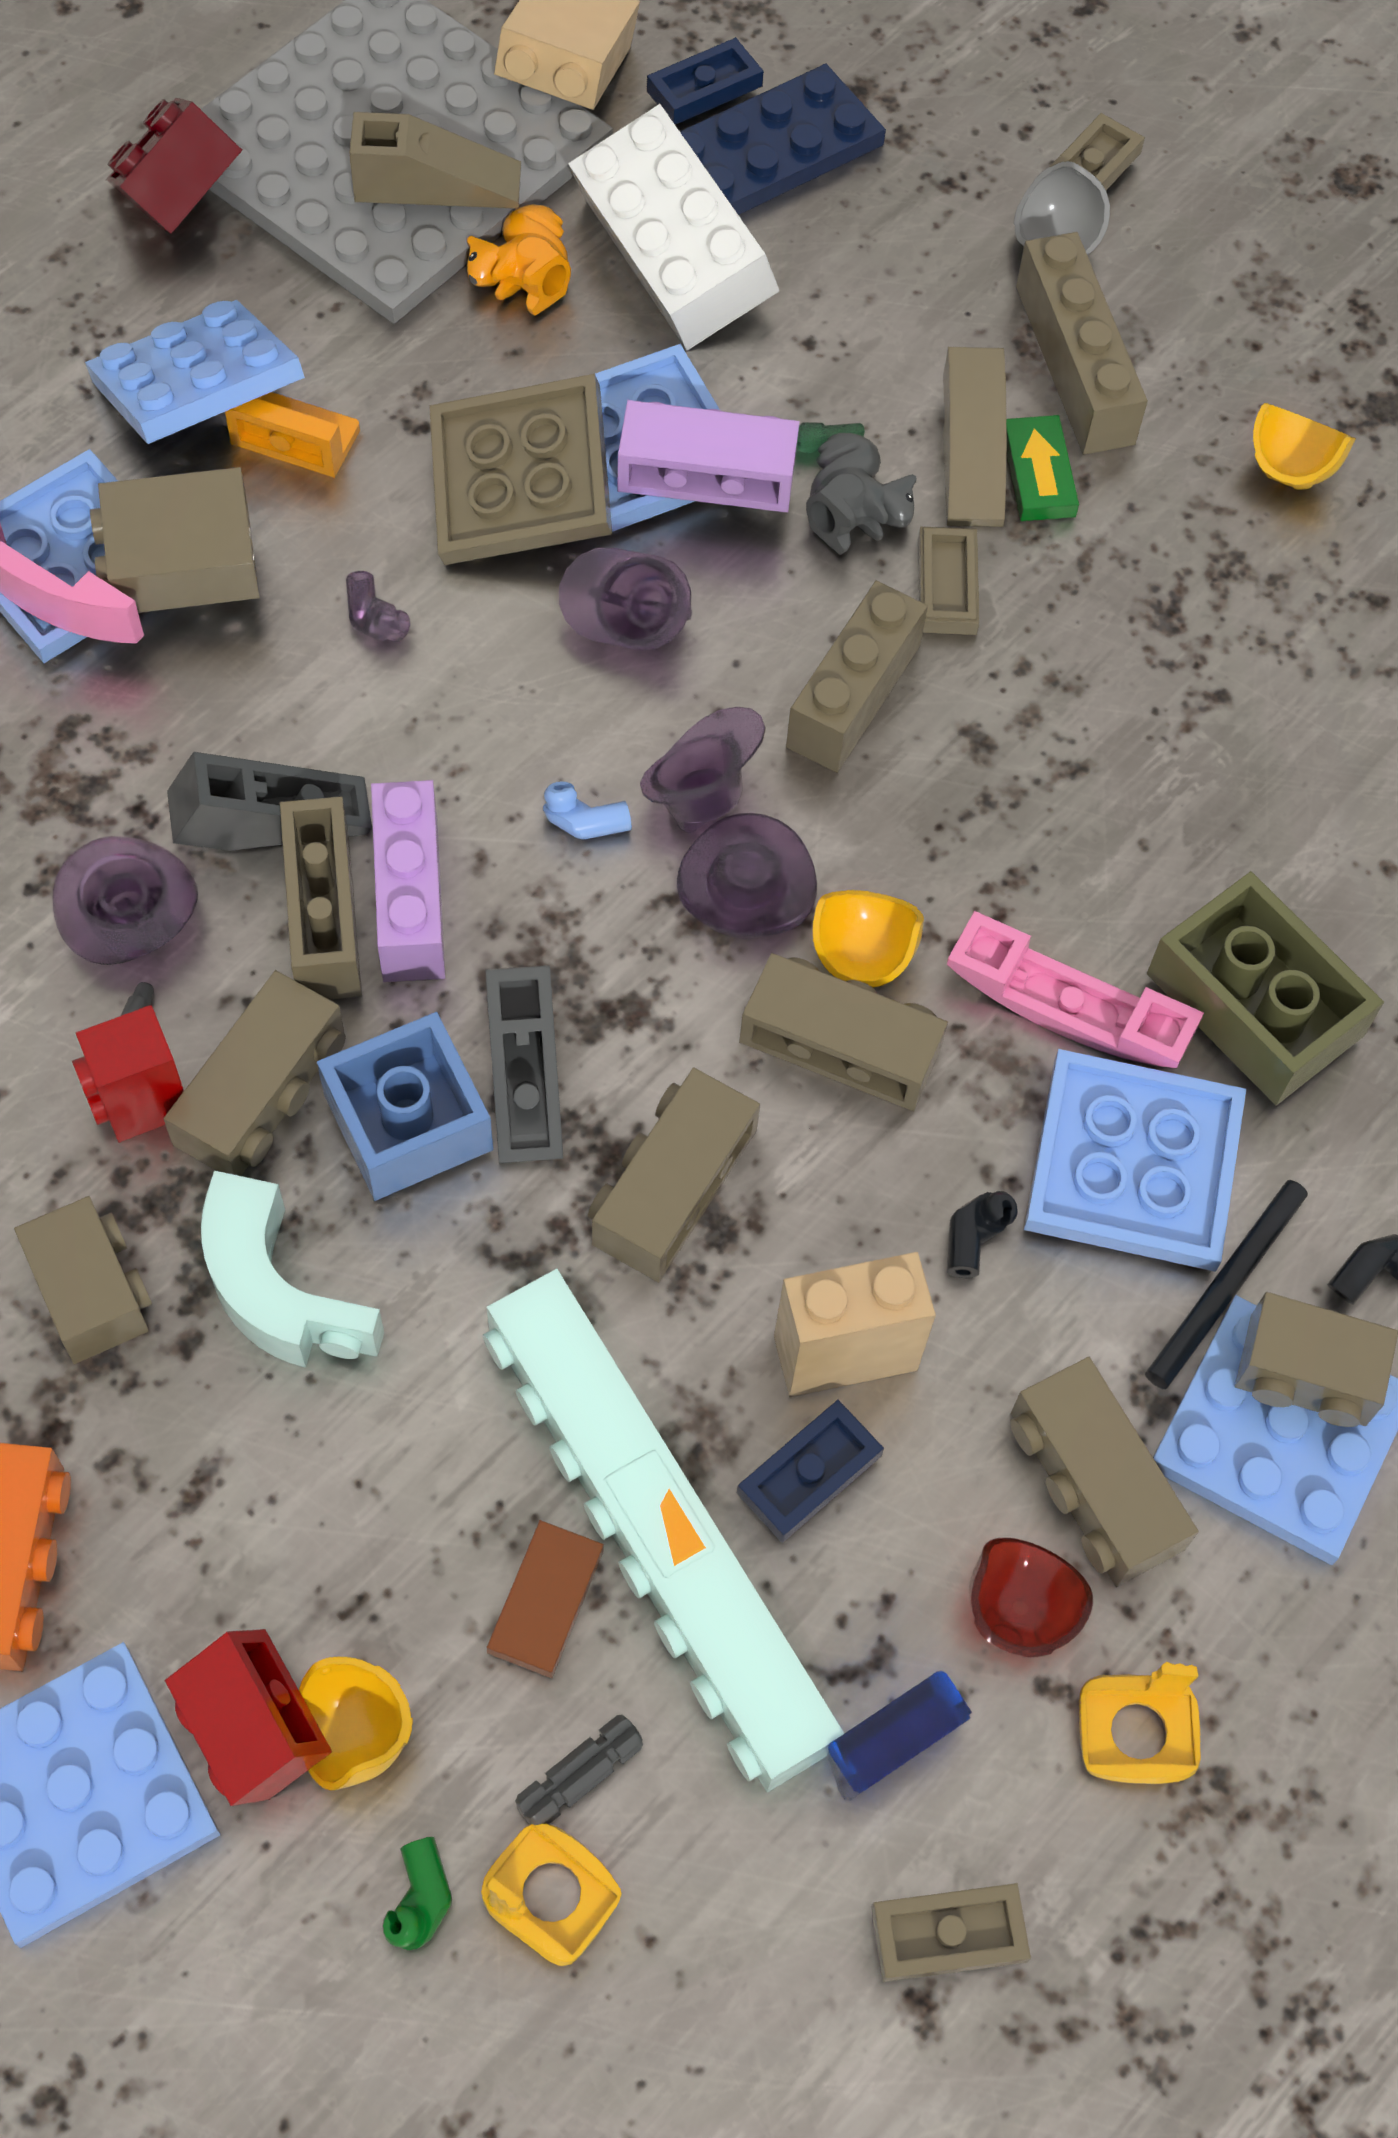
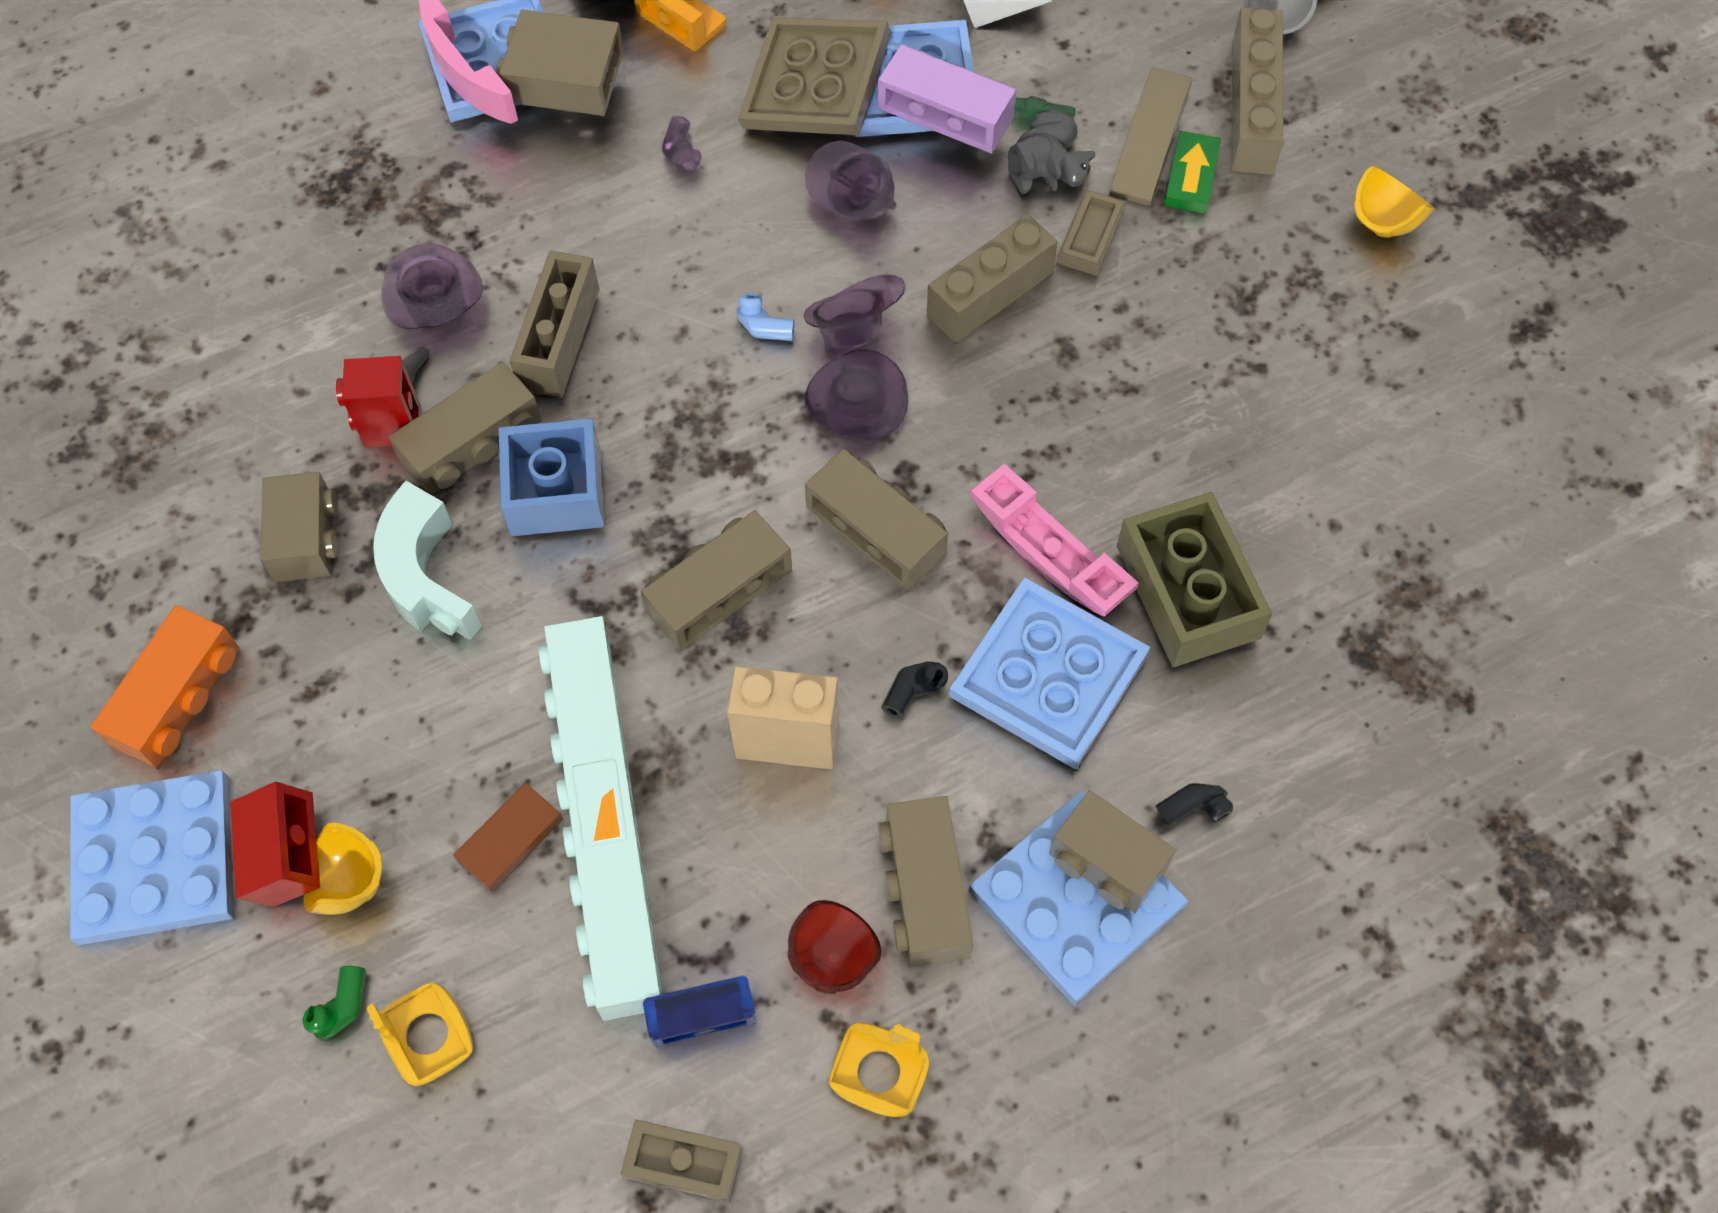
camera: 25 degrees right, 0 degrees up
(238, 800) = (521, 242): dark grey slope -> none
(407, 881) = (620, 330): lavender brick -> none
(524, 1063) = (647, 471): dark grey slope -> none
(579, 1771) = (479, 960): dark grey axle -> none
(810, 1470) = (723, 811): dark blue plate -> none
(866, 935) = (918, 457): yellow helmet -> none
(1226, 1284) = (1080, 781): black bar -> none

